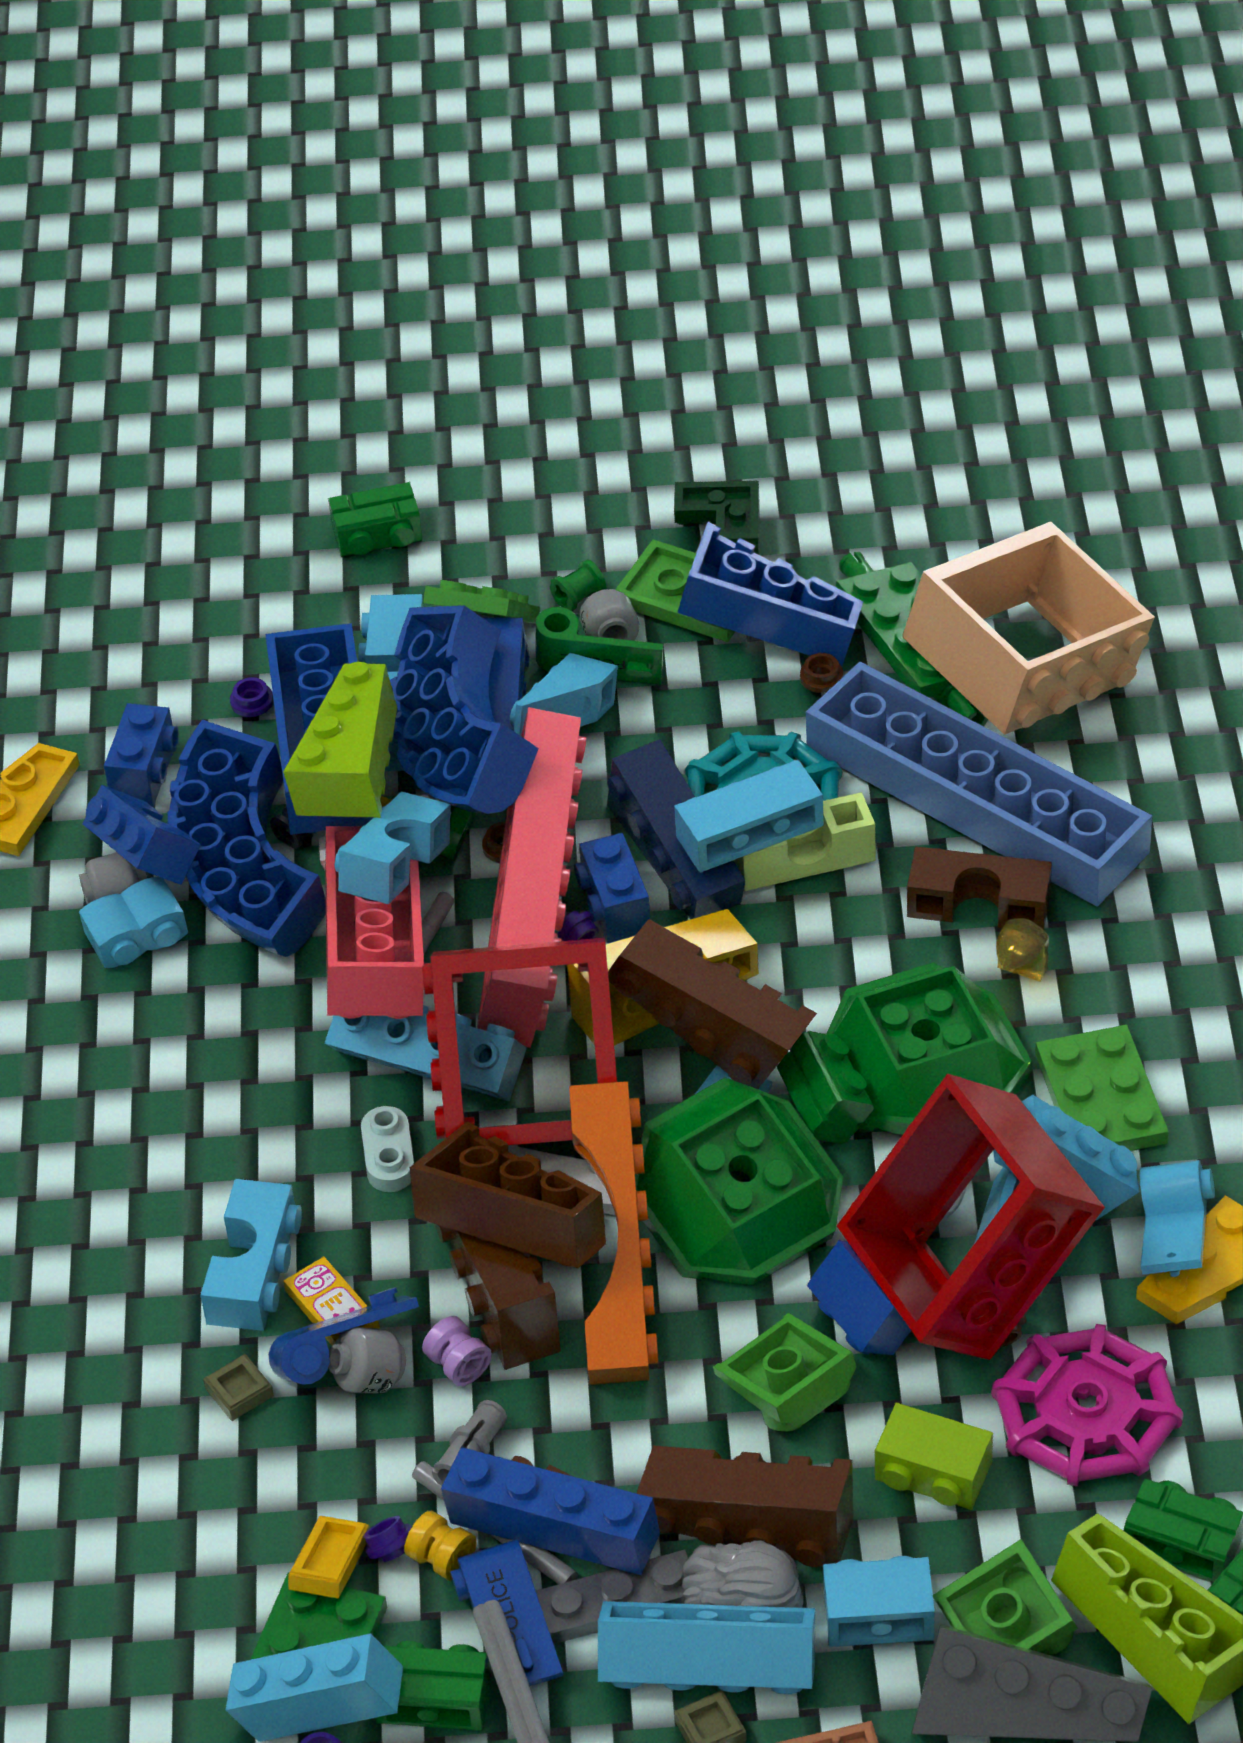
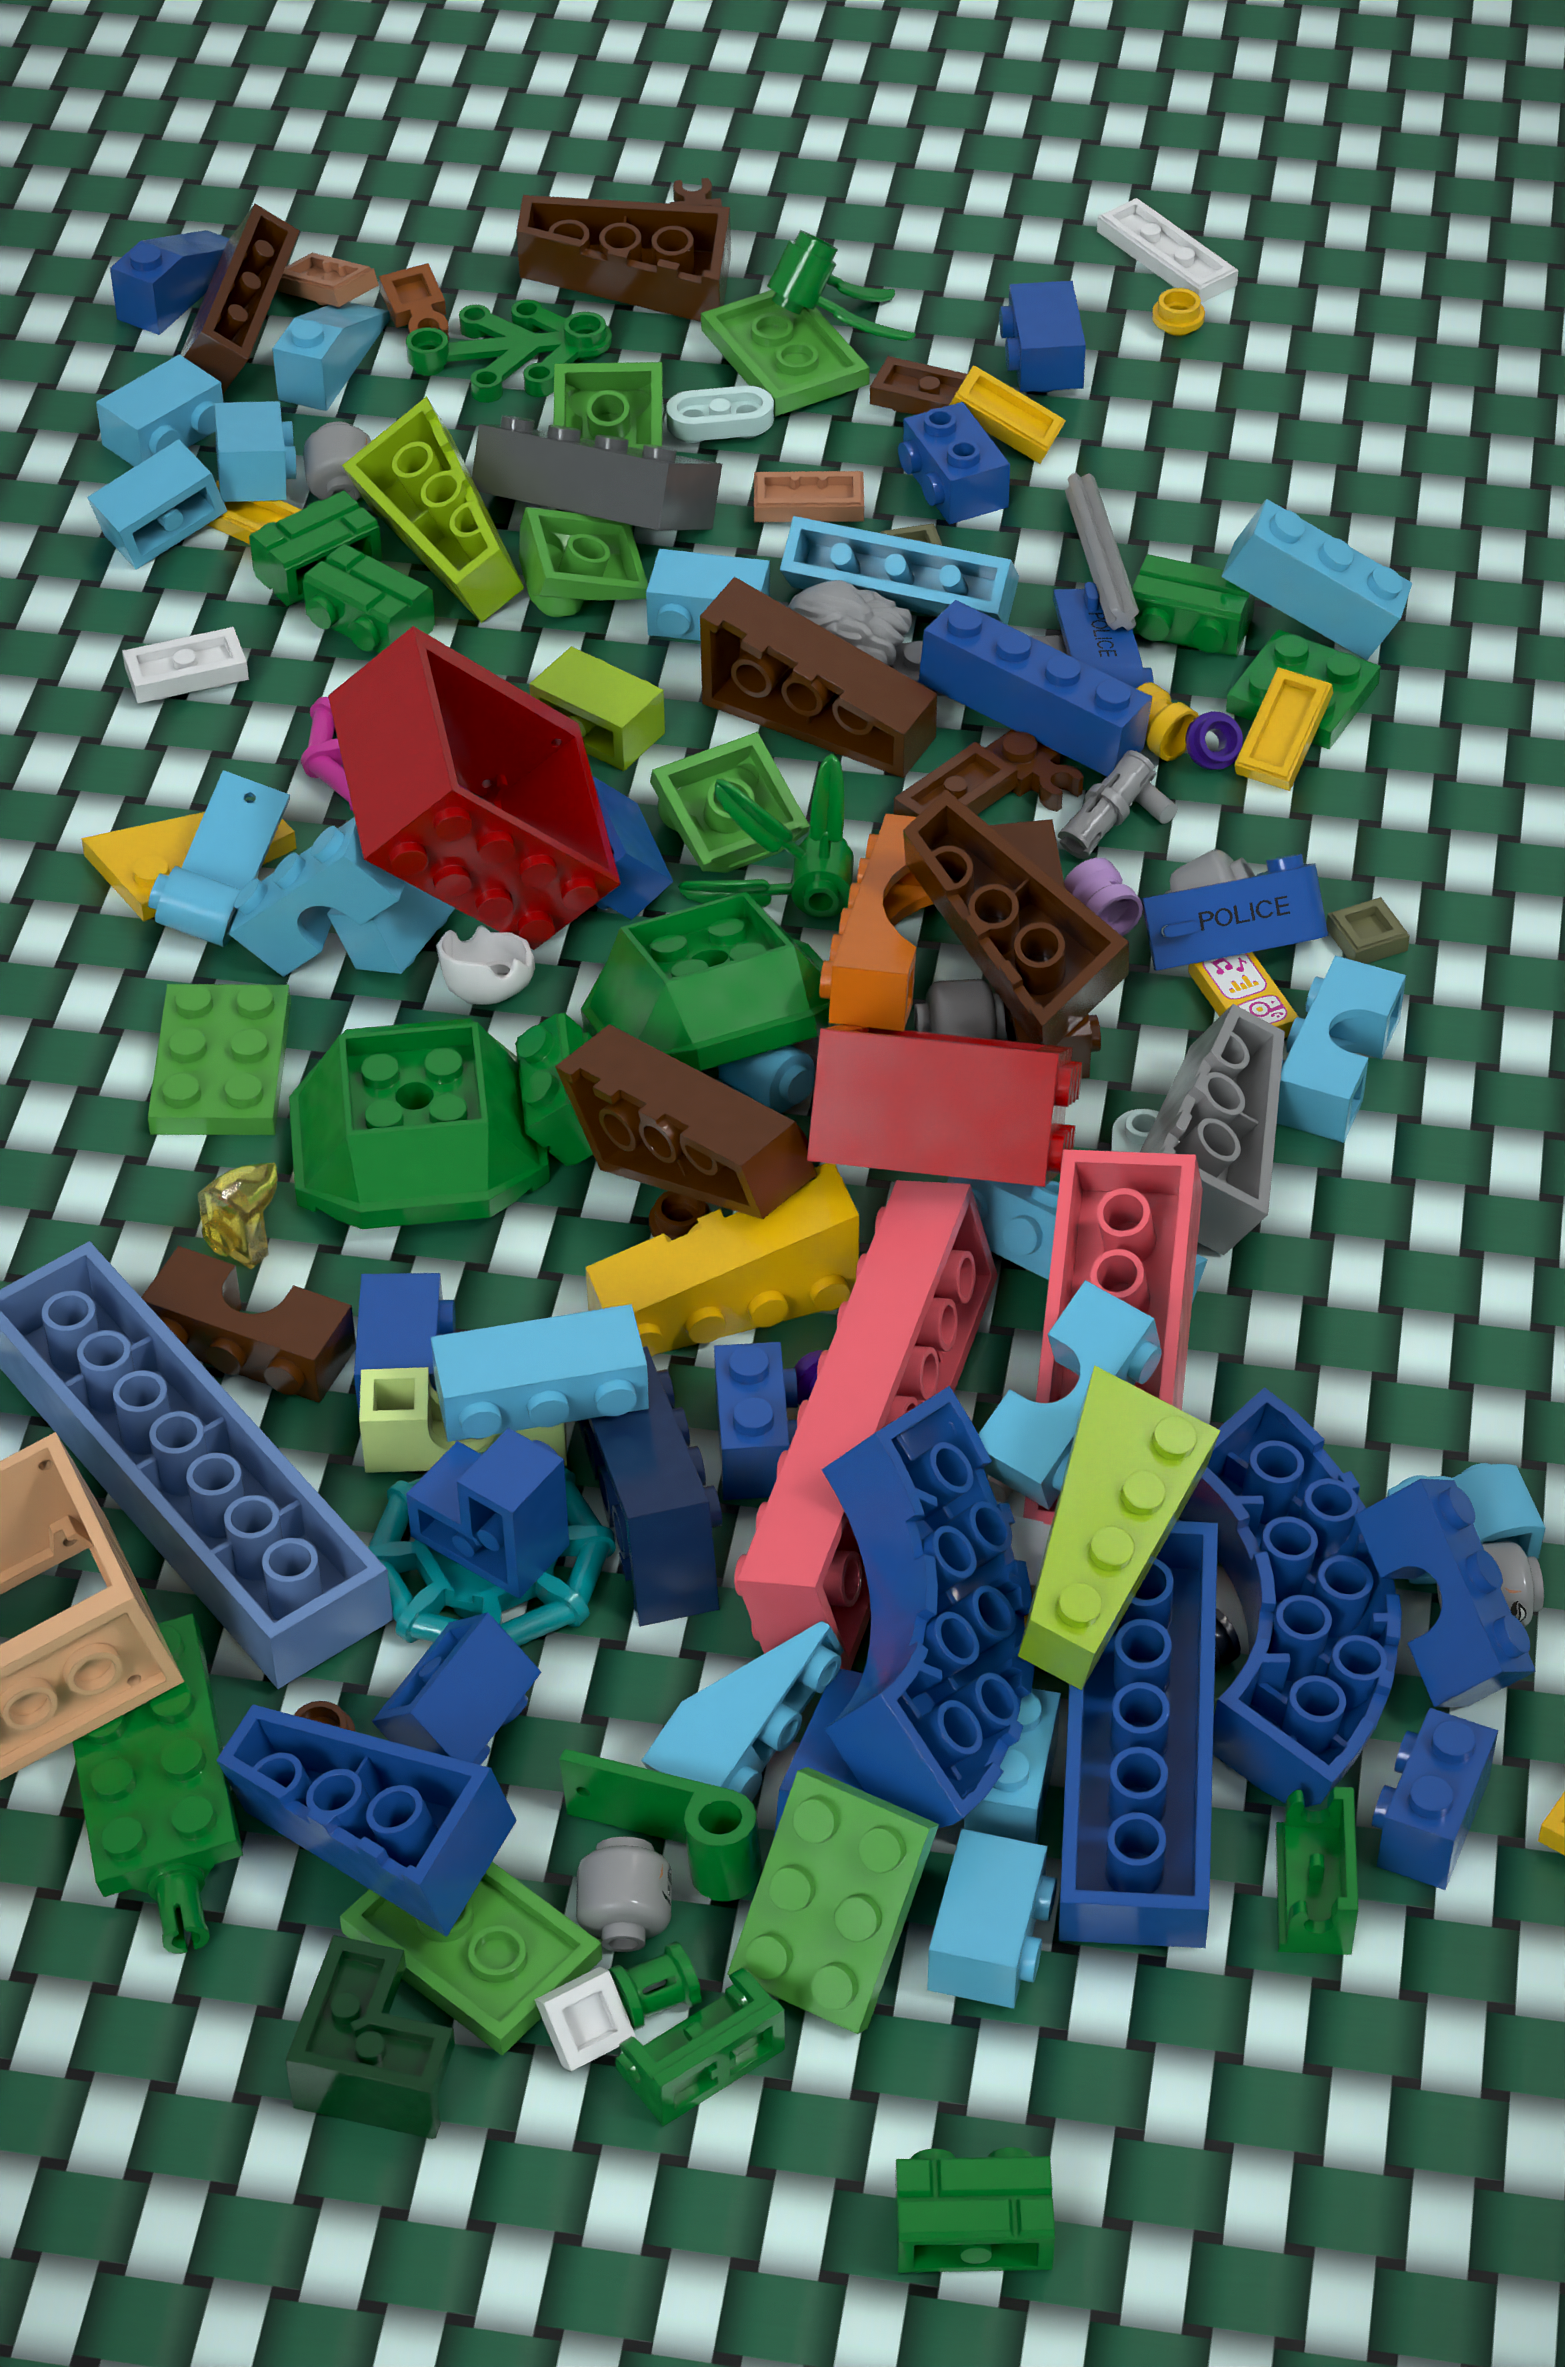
camera: 170 degrees left, 0 degrees up
(207, 698) = (1317, 1875): none -> green hinge
(251, 697) = (1248, 1880): dark purple plate -> none
(334, 1135) = (1227, 1117): none -> light grey wedge
(539, 560) = (705, 2050): none -> green hinge
(603, 1437) = (971, 776): none -> reddish brown plate
(614, 561) = (585, 2018): none -> white plate
(691, 1323) = (820, 862): none -> green plant
(741, 745) = (495, 1510): none -> blue brick
(742, 685) = (460, 1691): none -> blue brick
(865, 885) = (398, 1320): none -> blue brick

